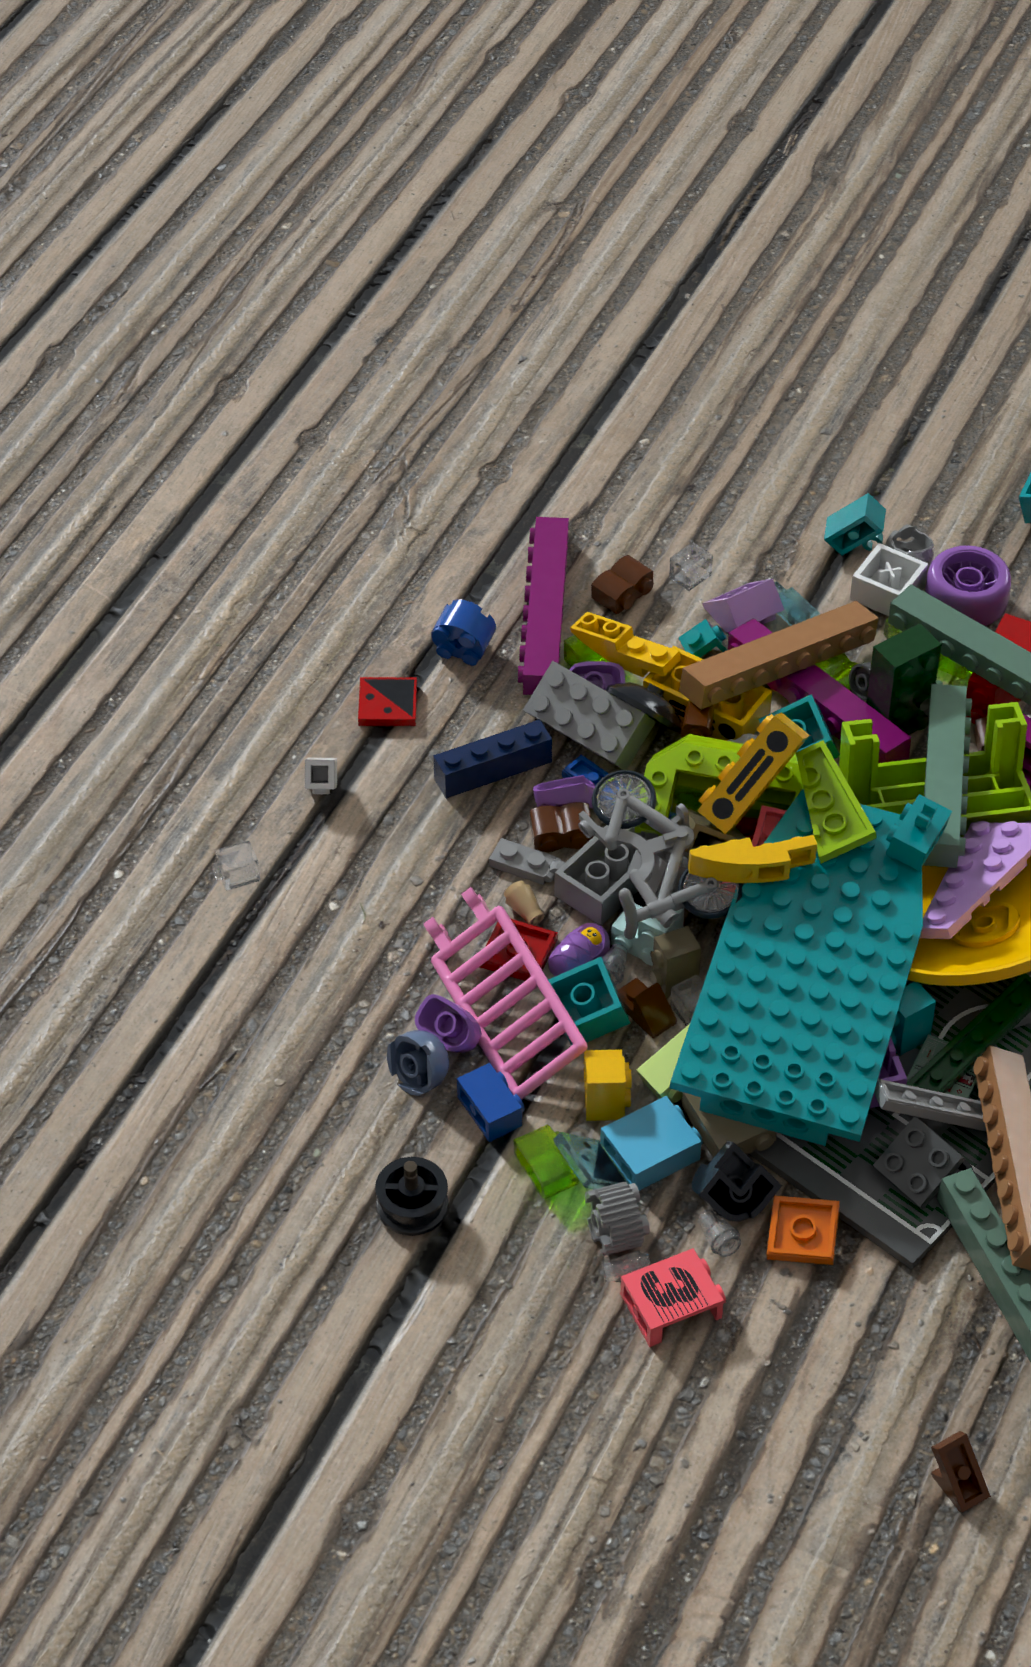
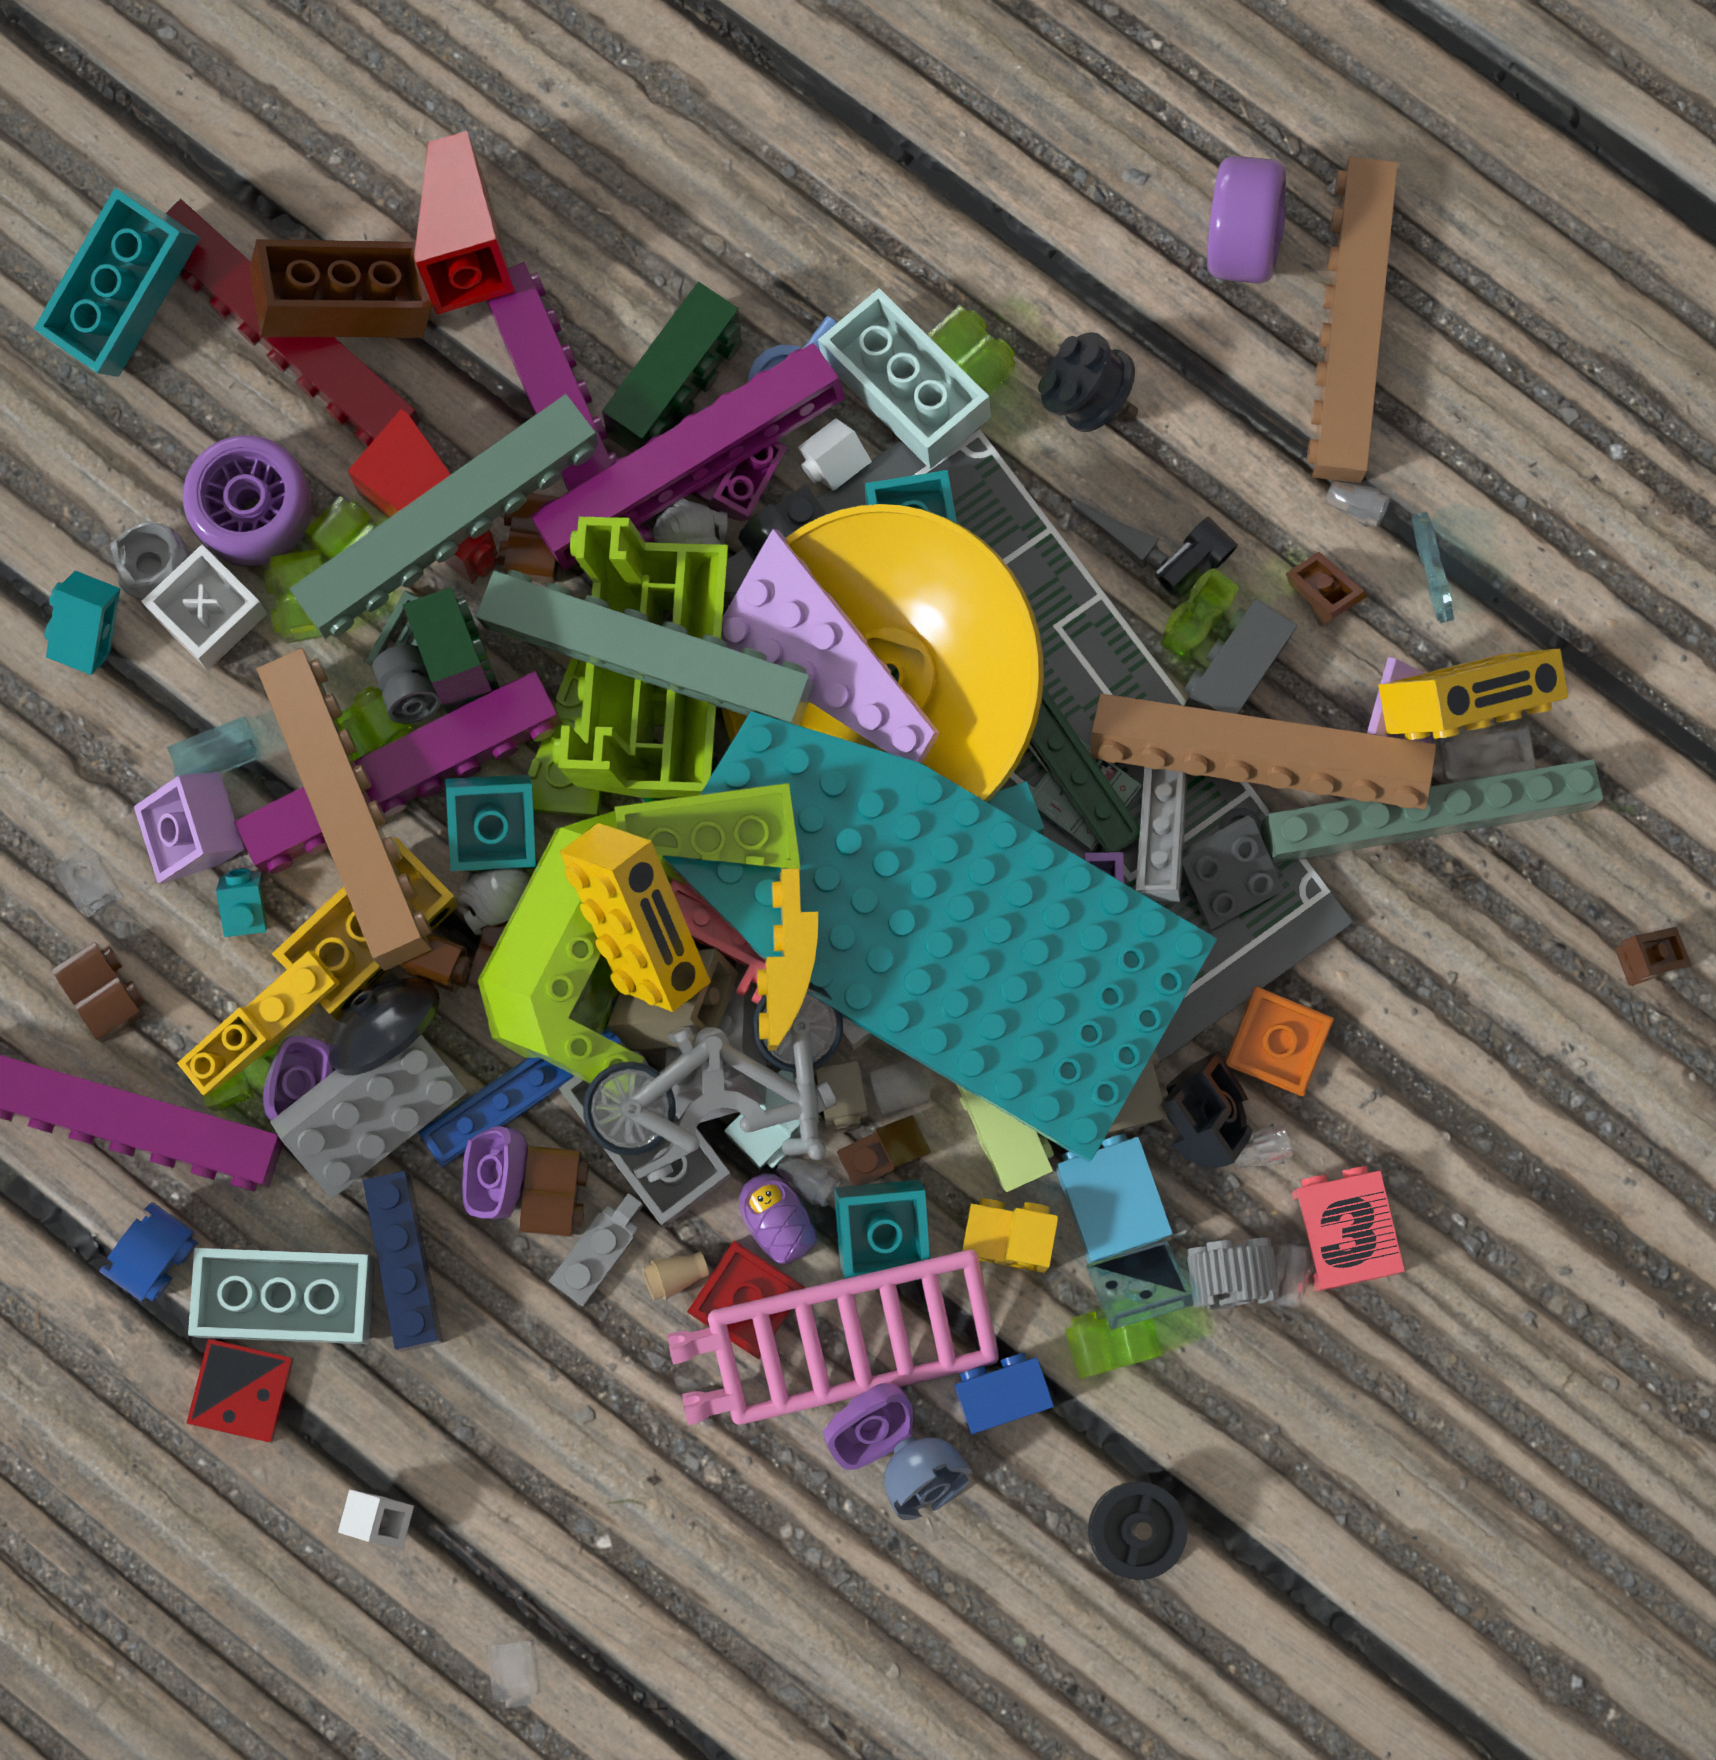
camera: 80 degrees left, 30 degrees up
(452, 697) = (281, 1296): none -> light aqua brick
(918, 832) = (792, 724): teal brick -> none

